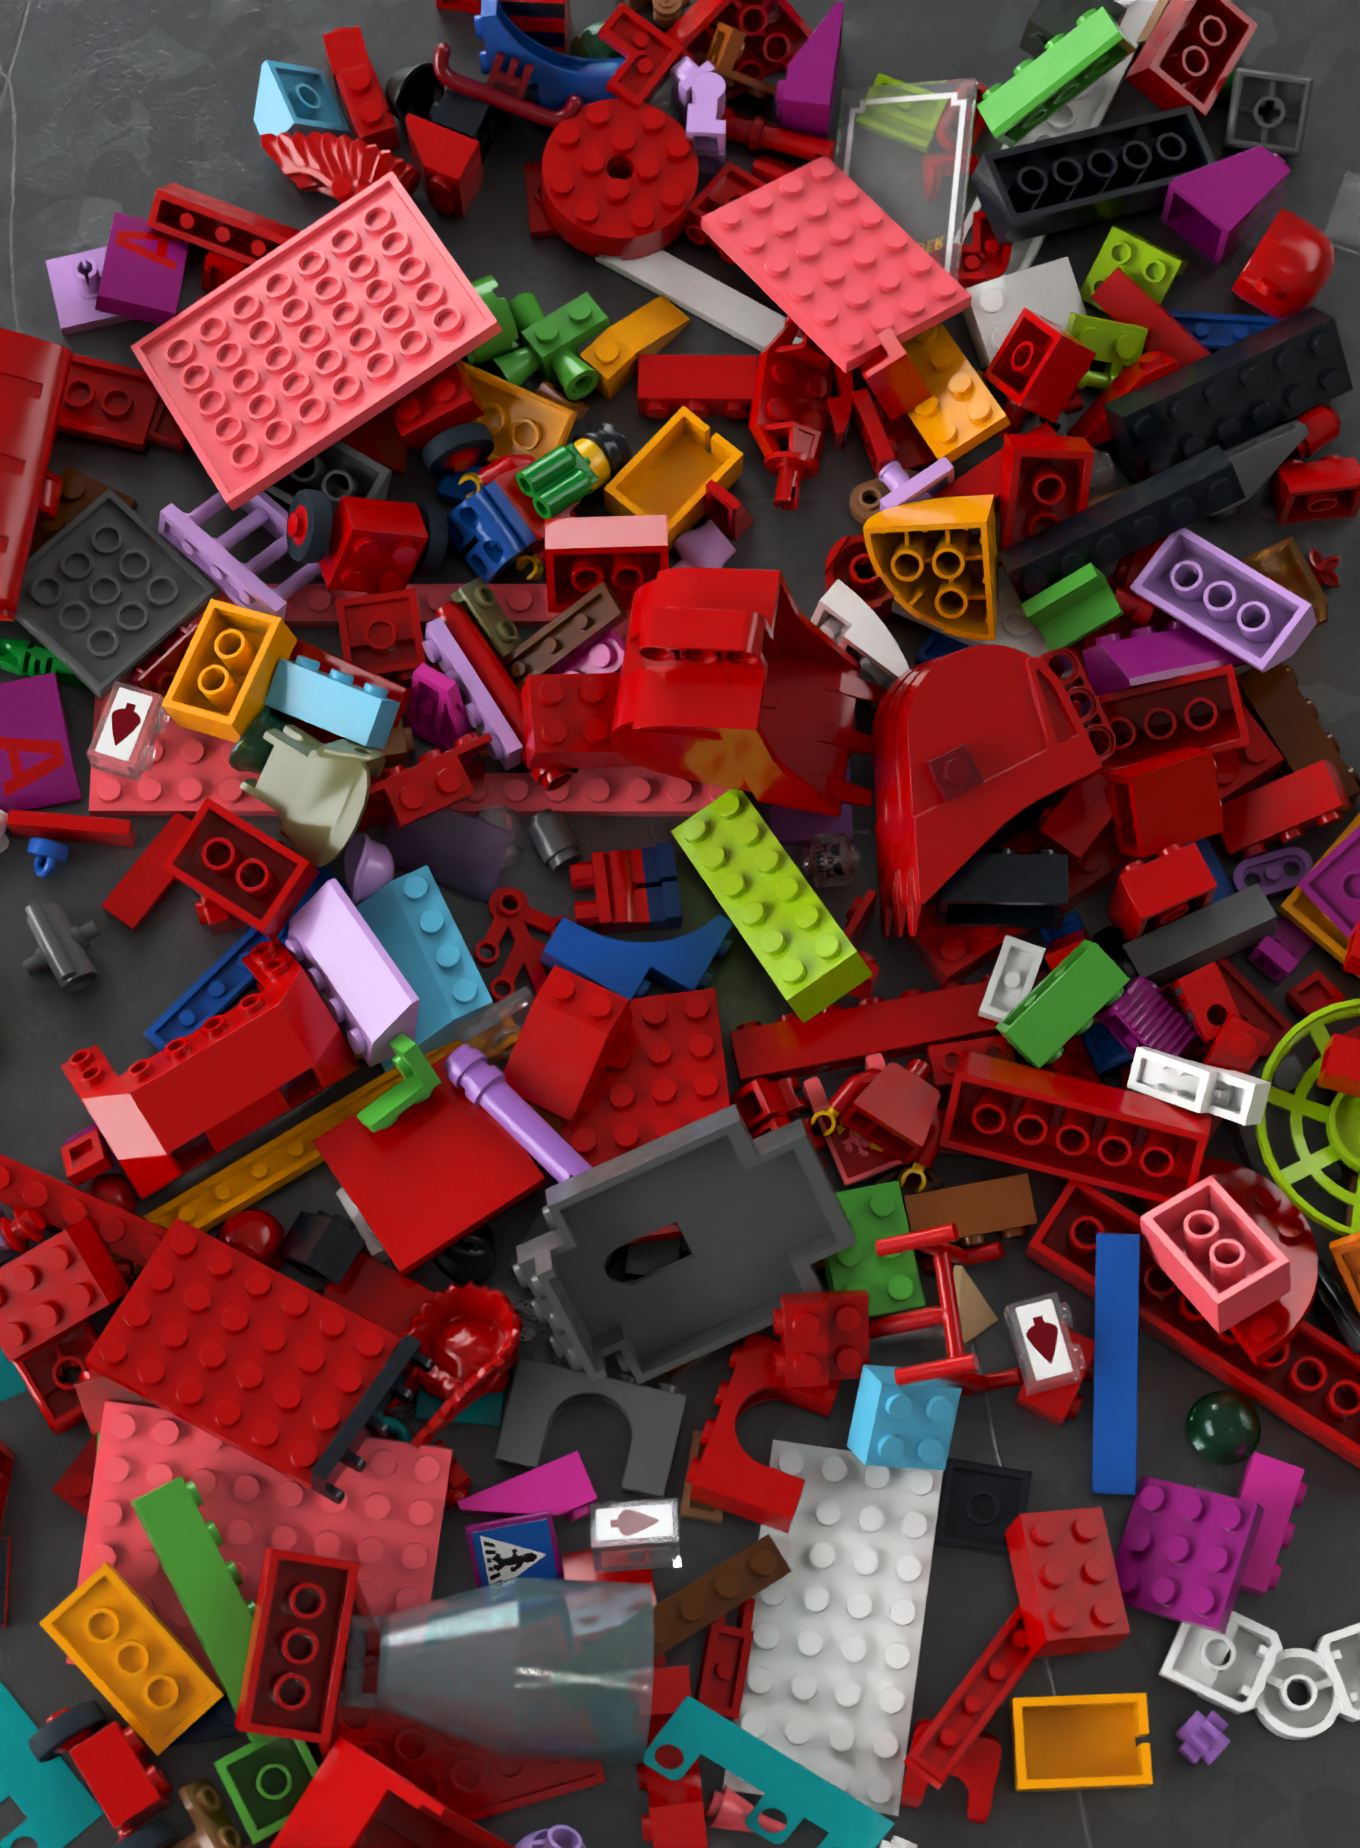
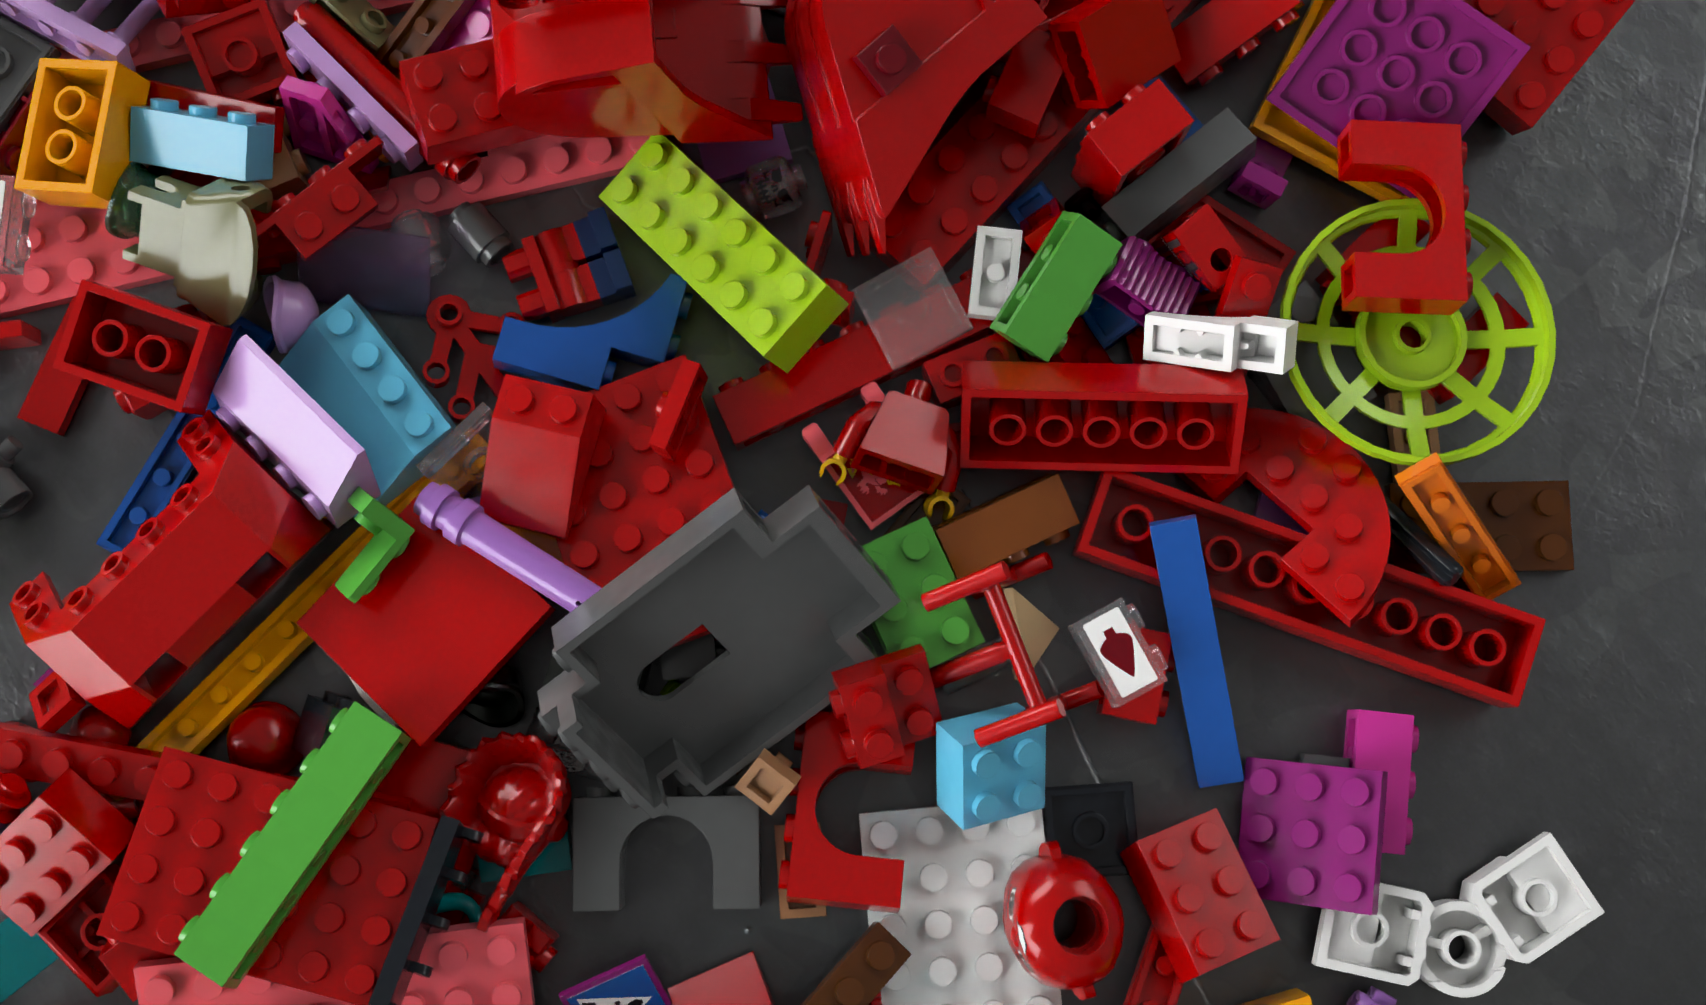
camera: 15 degrees left, 10 degrees up
(276, 1322) = (291, 847): none -> bright green brick
(555, 1486) = (642, 927): dark pink slope -> none
(635, 1535) = (739, 954): clear brick -> none
(698, 1031) = (677, 409): none -> red plate
(699, 1382) = (768, 780): none -> medium nougat tile
(772, 1105) = (772, 467): red legs -> none
(904, 1580) = (1029, 908): none -> red piece
(929, 995) = (912, 309): none -> clear tile
(1006, 891) = (971, 177): black piece -> none
(1215, 1254) = (1282, 520): coral brick -> none
(1224, 1427) = (1315, 685): clear green helmet -> none
(1270, 873) = (1229, 91): medium lavender plate -> none
(1313, 994) = (1307, 214): red plate -> none

